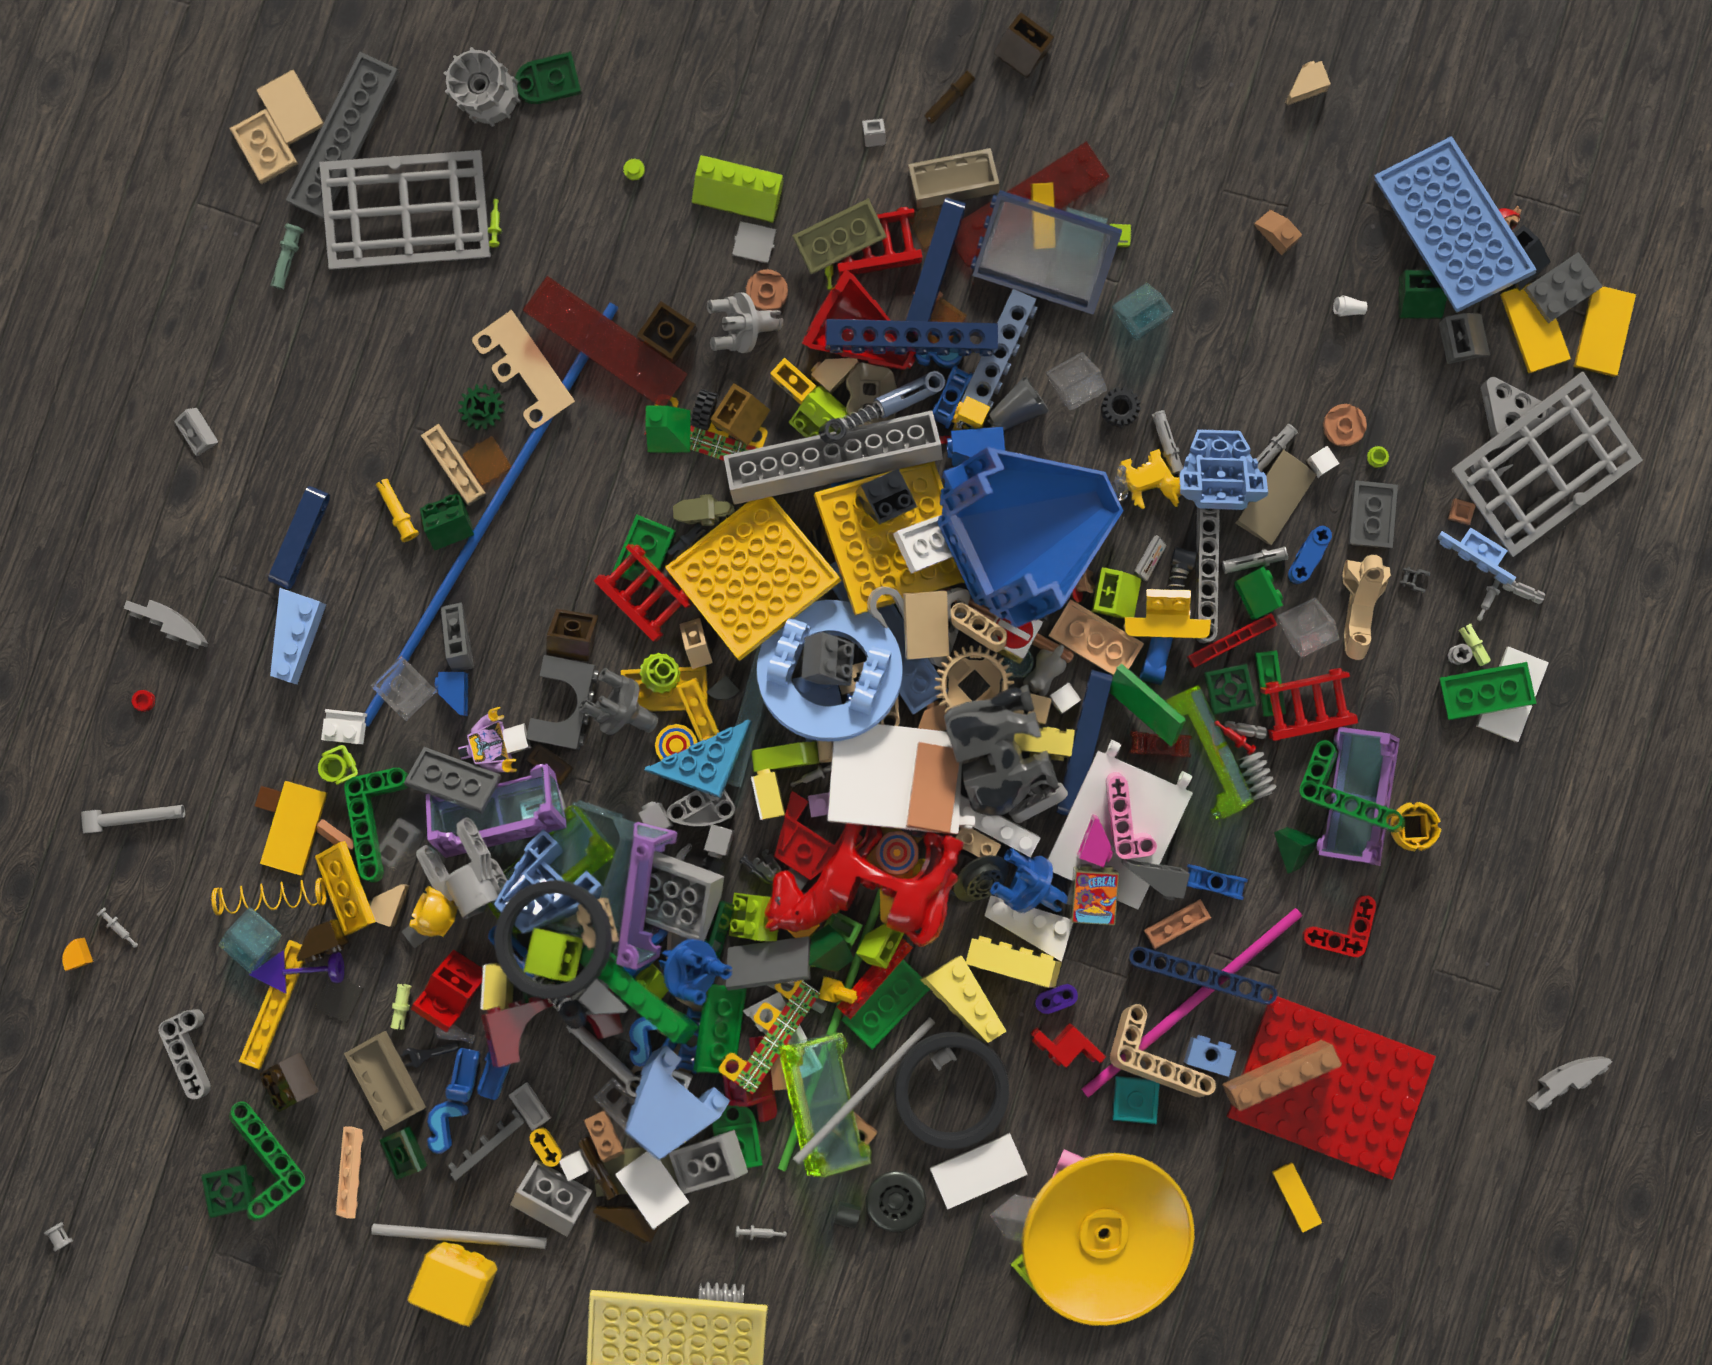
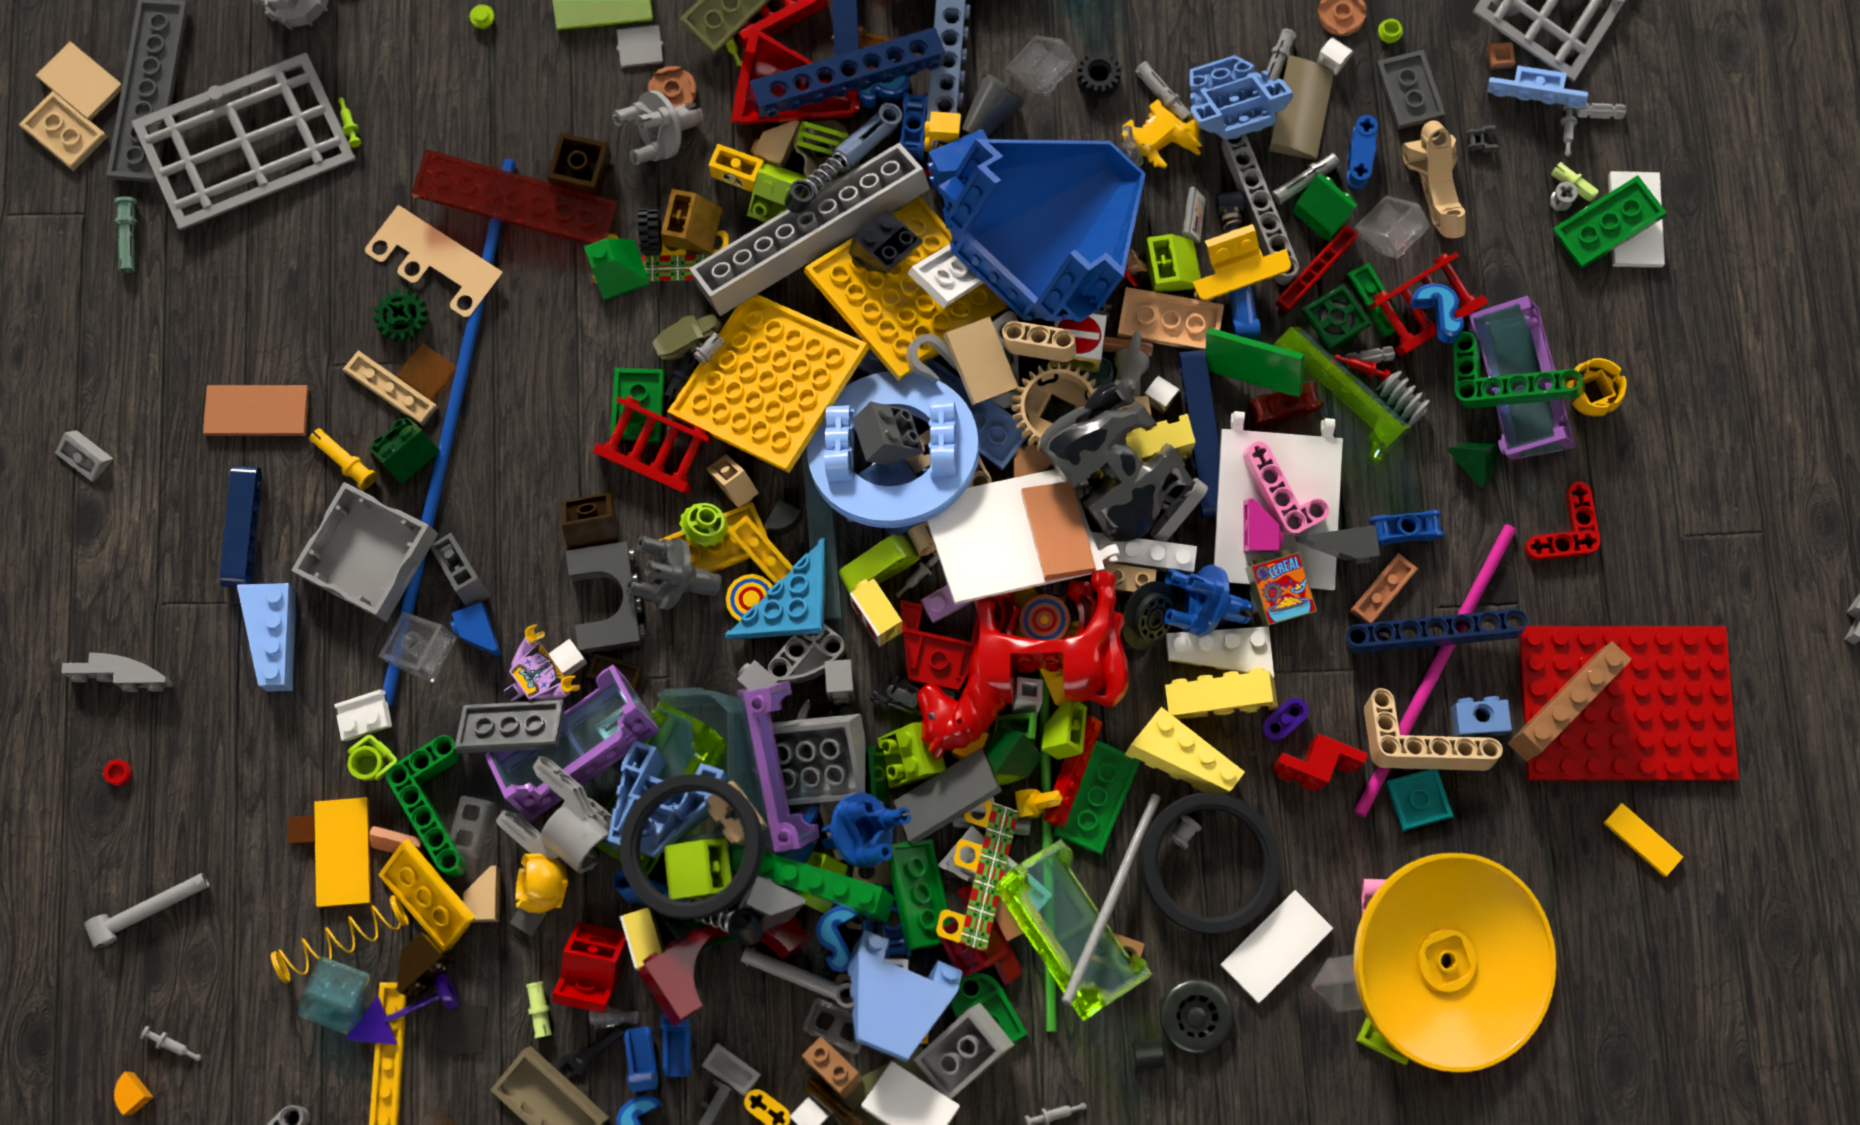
camera: 25 degrees left, 10 degrees down
(342, 444) = (256, 410): none -> nougat tile
(388, 596) = (365, 552): none -> light grey tile
(713, 529) = (709, 348): none -> light grey pin
(851, 381) = (842, 136): none -> lime tile
(862, 906) = (1028, 696): none -> white brick
(1320, 717) = (1445, 304): none -> blue animal

